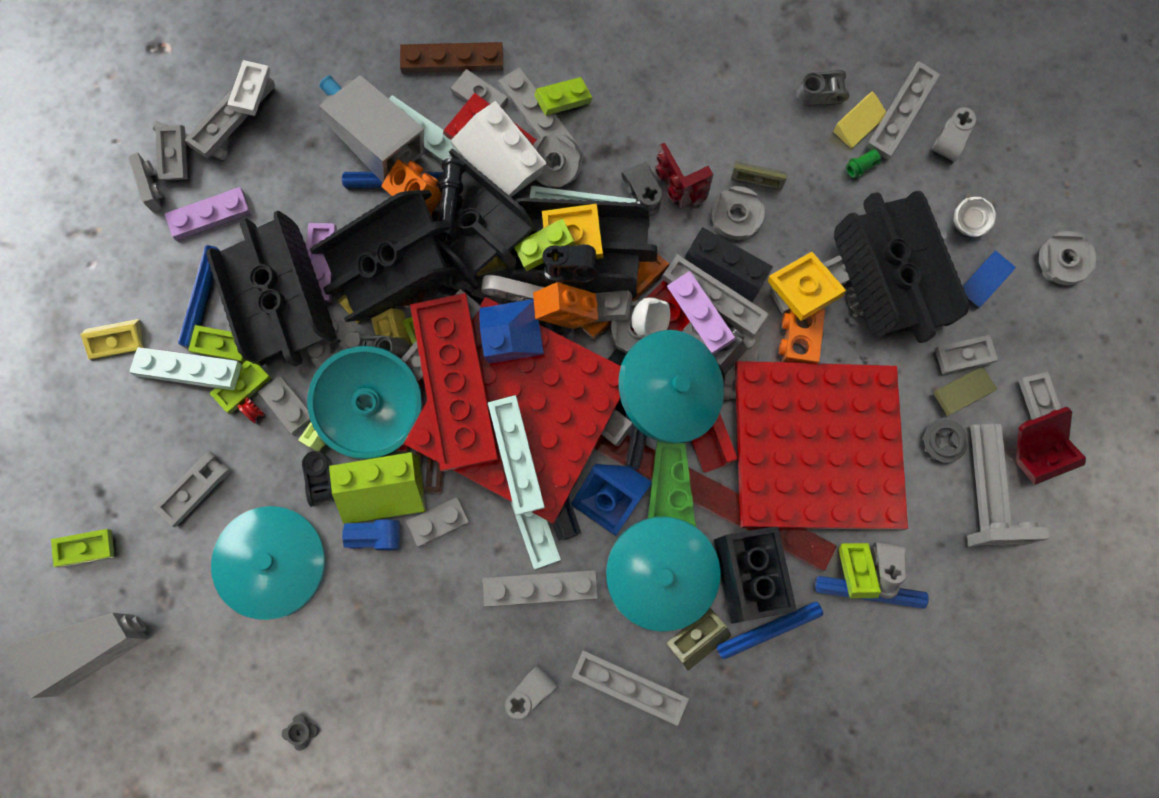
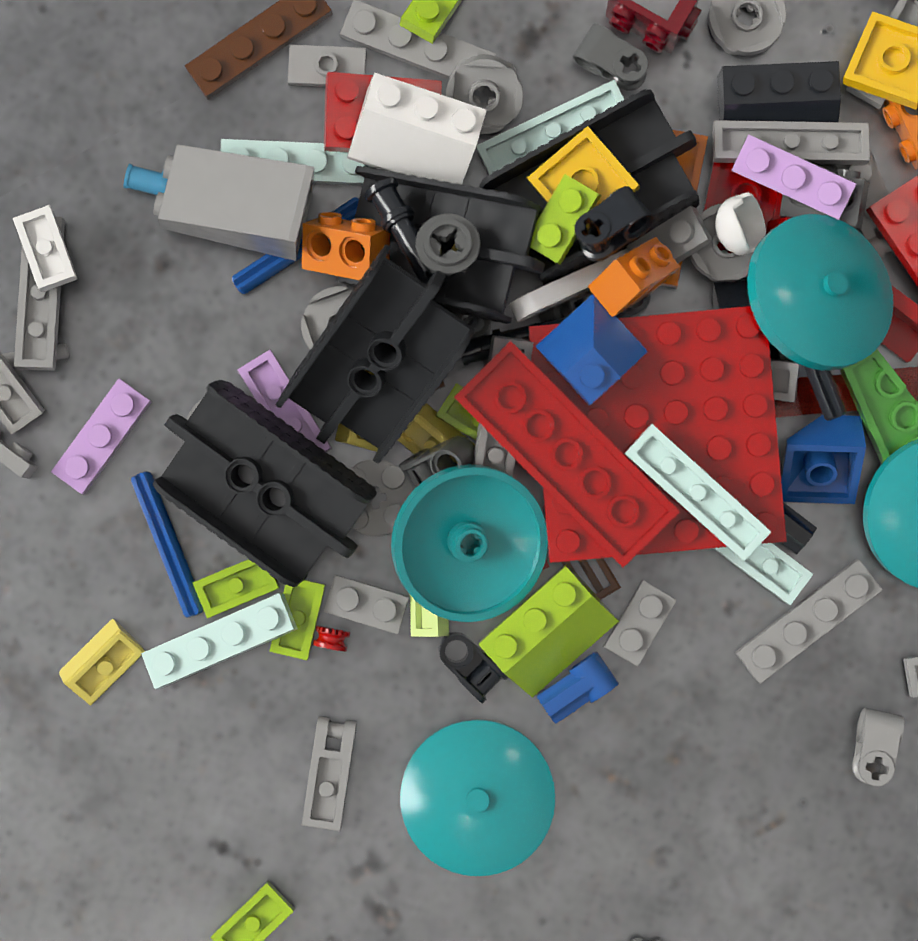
camera: 25 degrees left, 10 degrees up
(469, 204) = (442, 229): none -> dark grey gear

